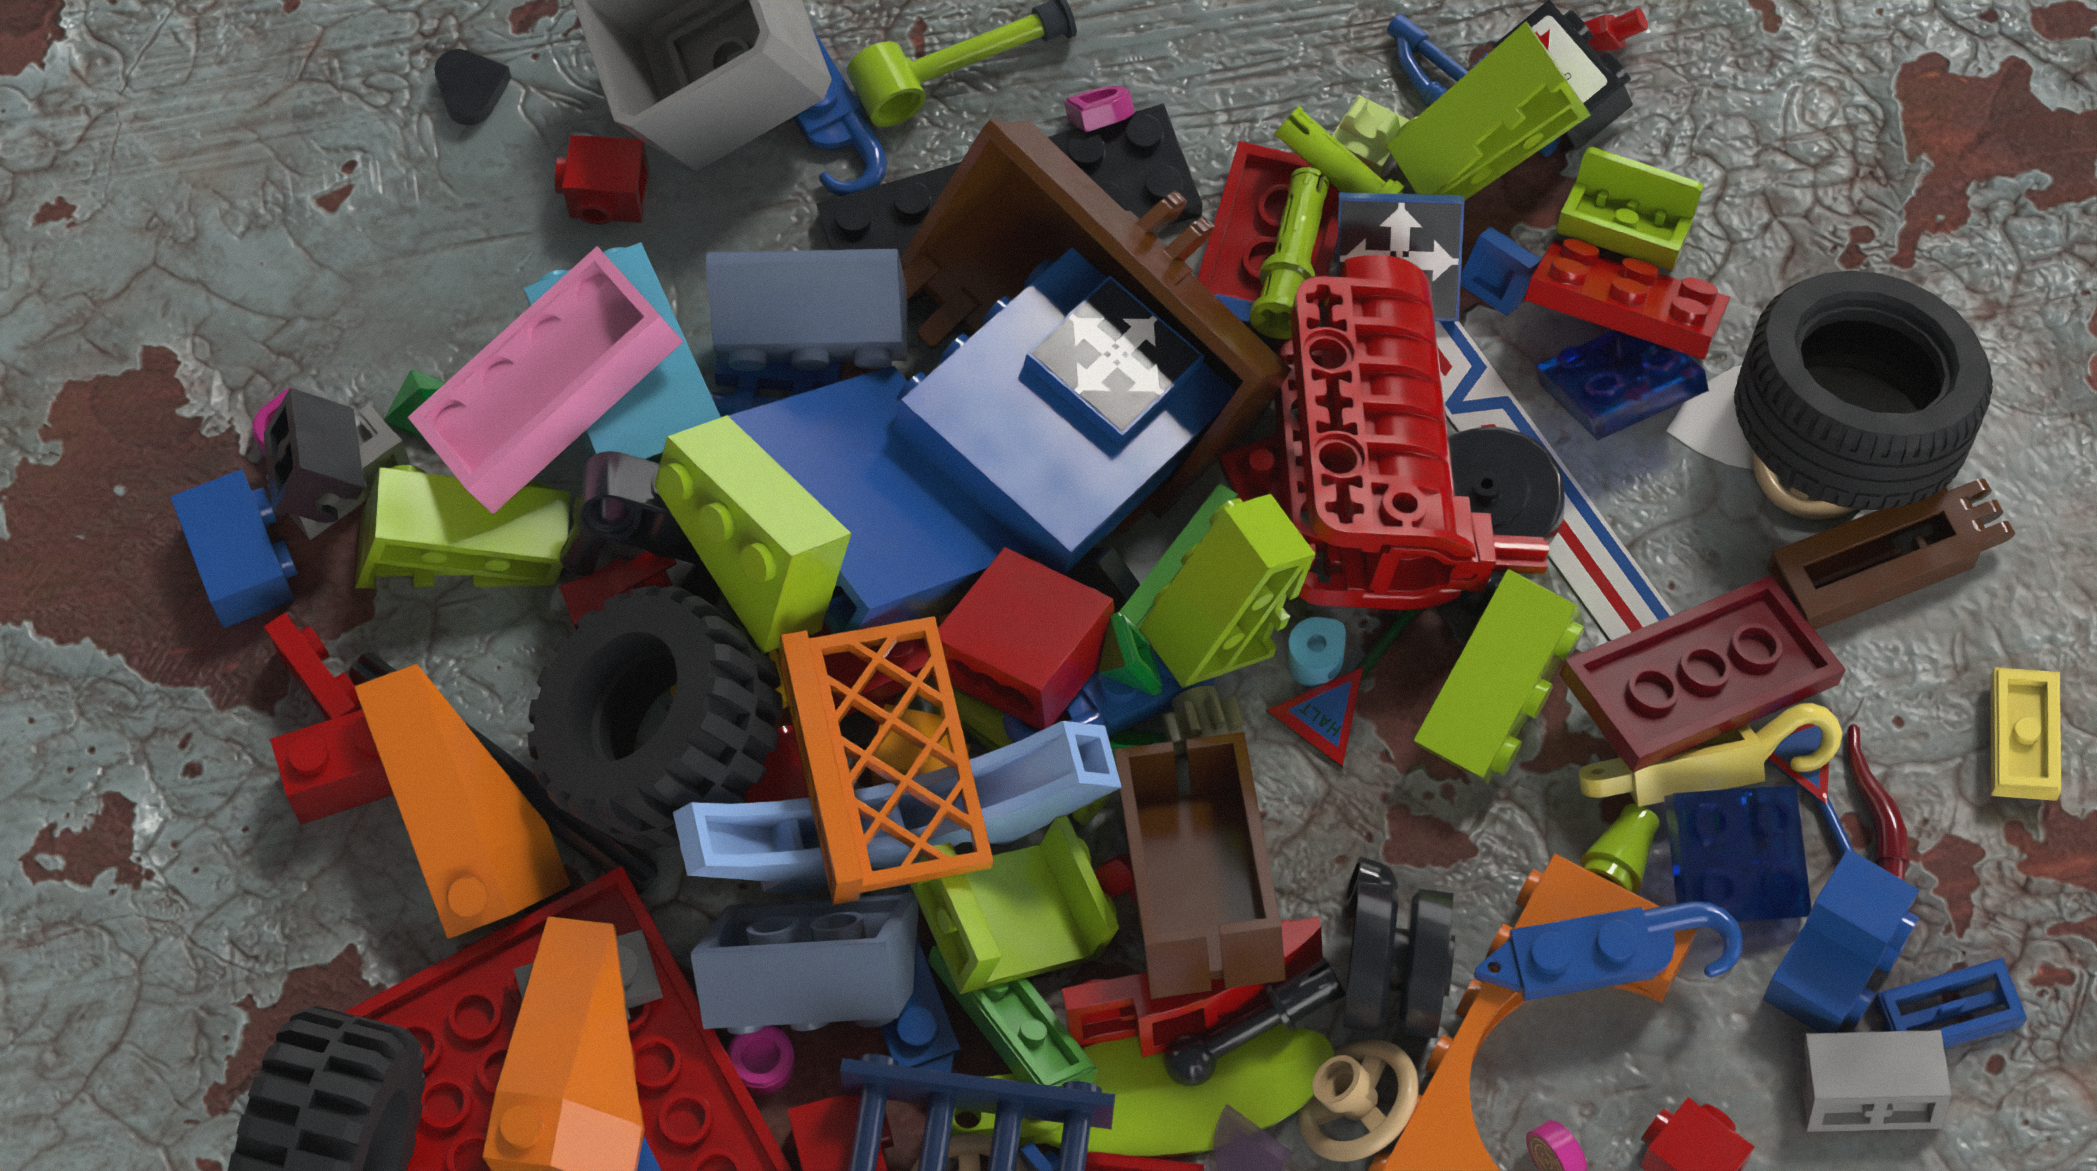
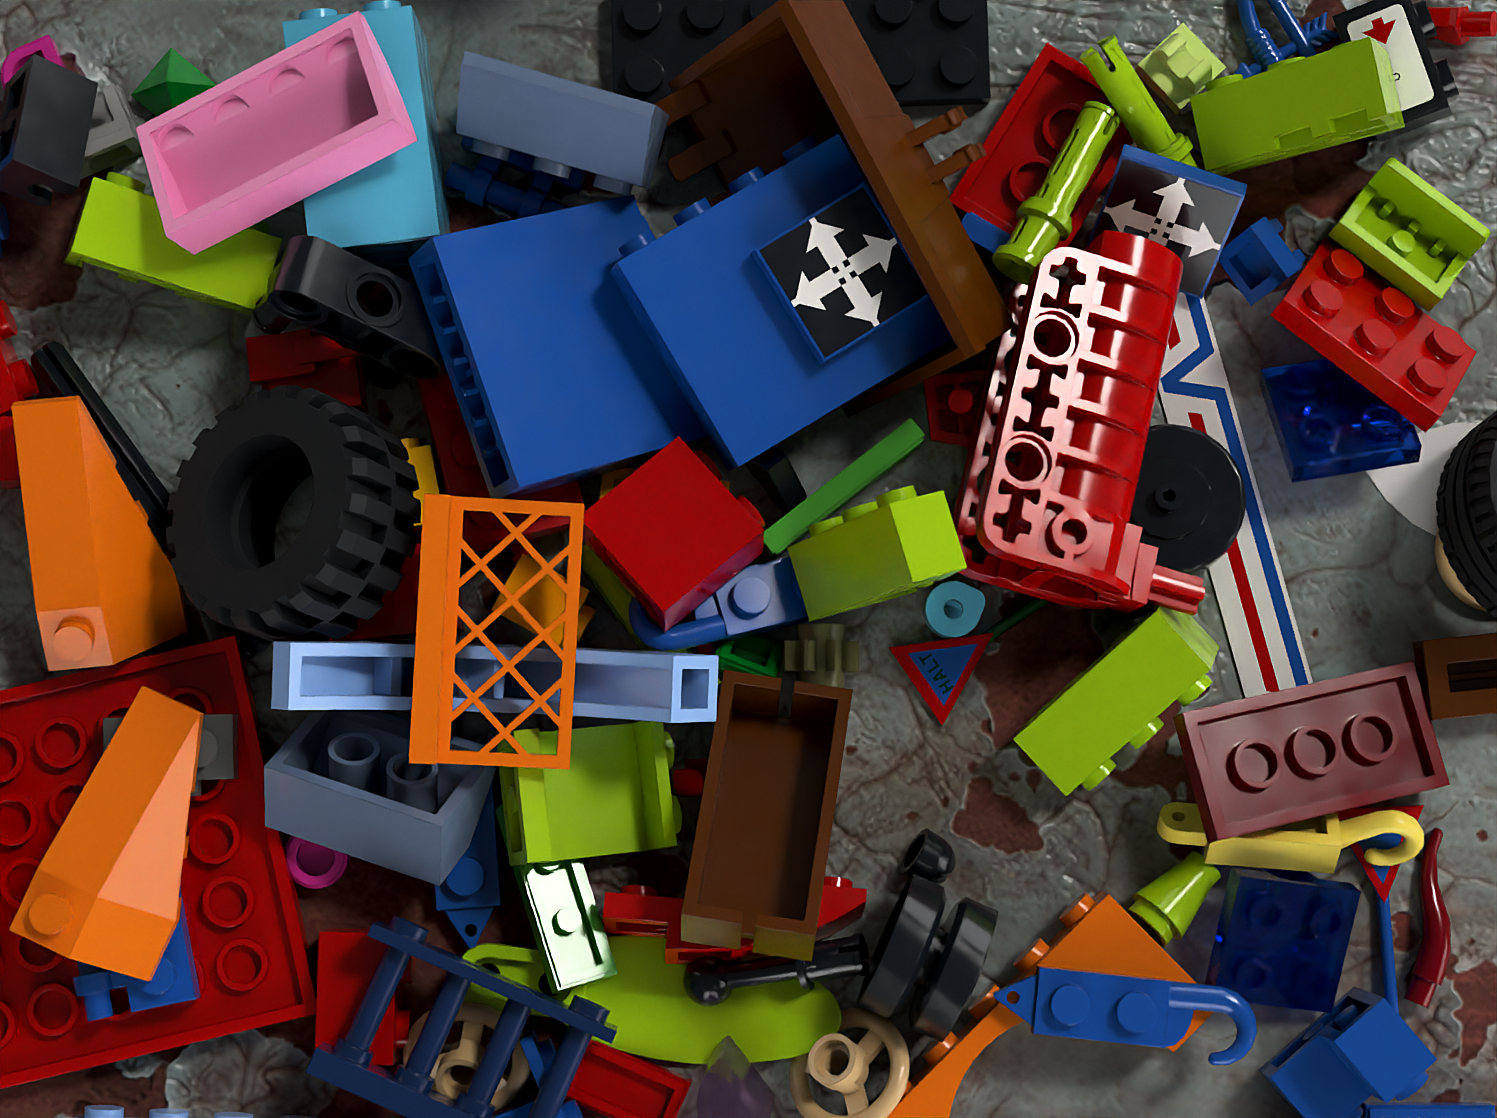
camera: 15 degrees right, 20 degrees up
(753, 529) = (428, 365): lime wedge -> none
(1129, 656) = (768, 580): green slope -> none

